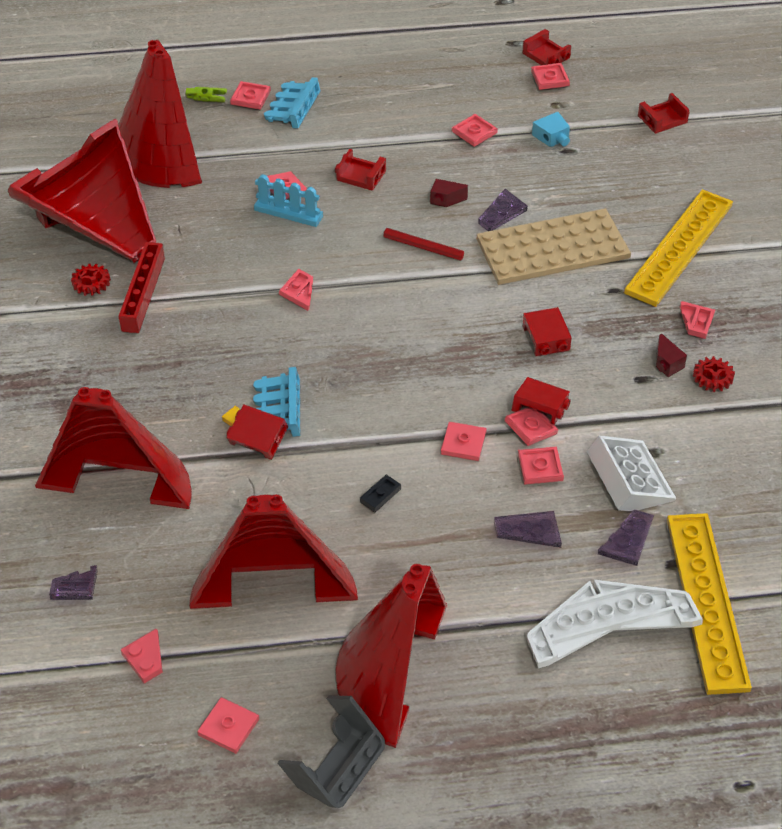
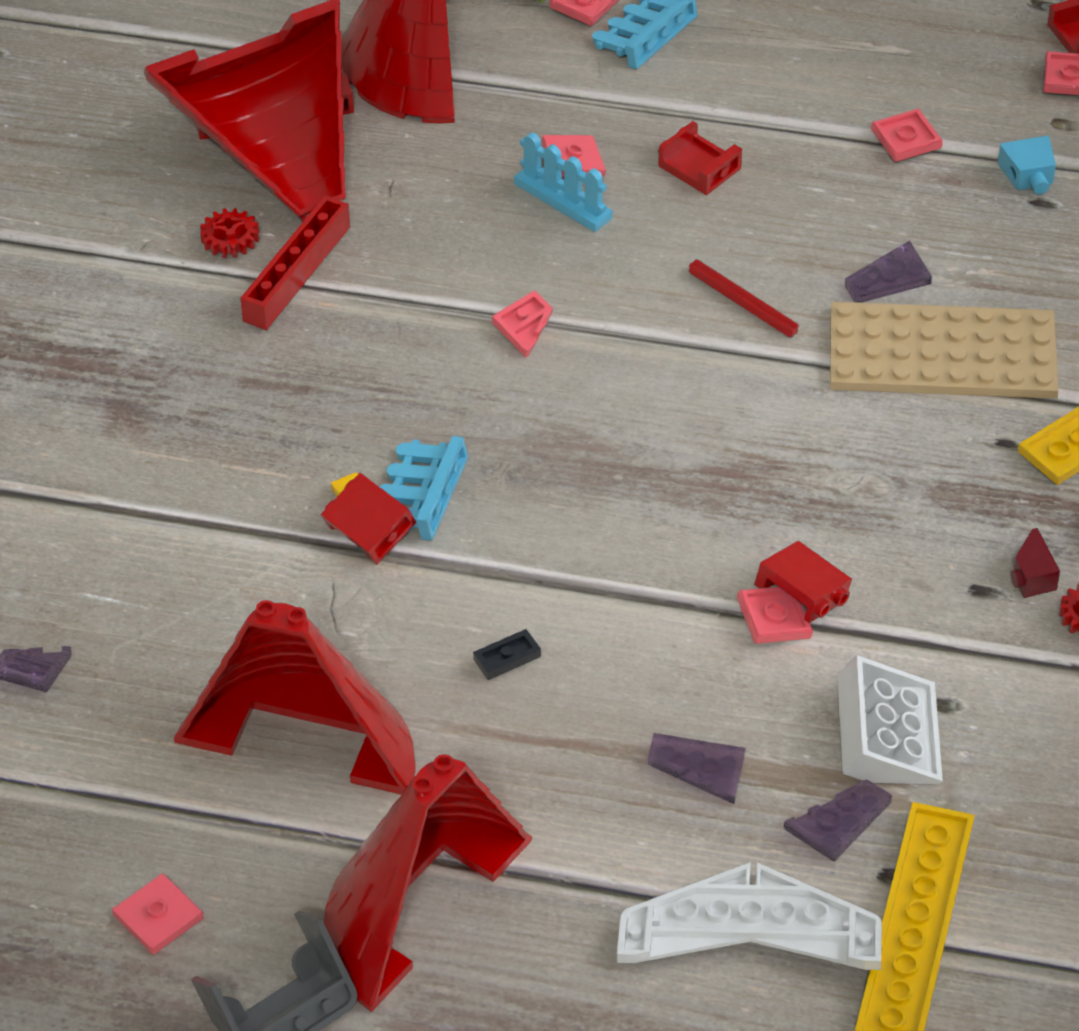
camera: 20 degrees right, 0 degrees up
(108, 435) = (129, 459): red cone -> none
(145, 656) = (86, 788): coral wing -> none
(448, 193) = (815, 227): dark red slope -> none
(463, 441) = (664, 611): coral plate -> none
(540, 465) = (760, 677): coral plate -> none
(547, 331) = (865, 480): red panel -> none

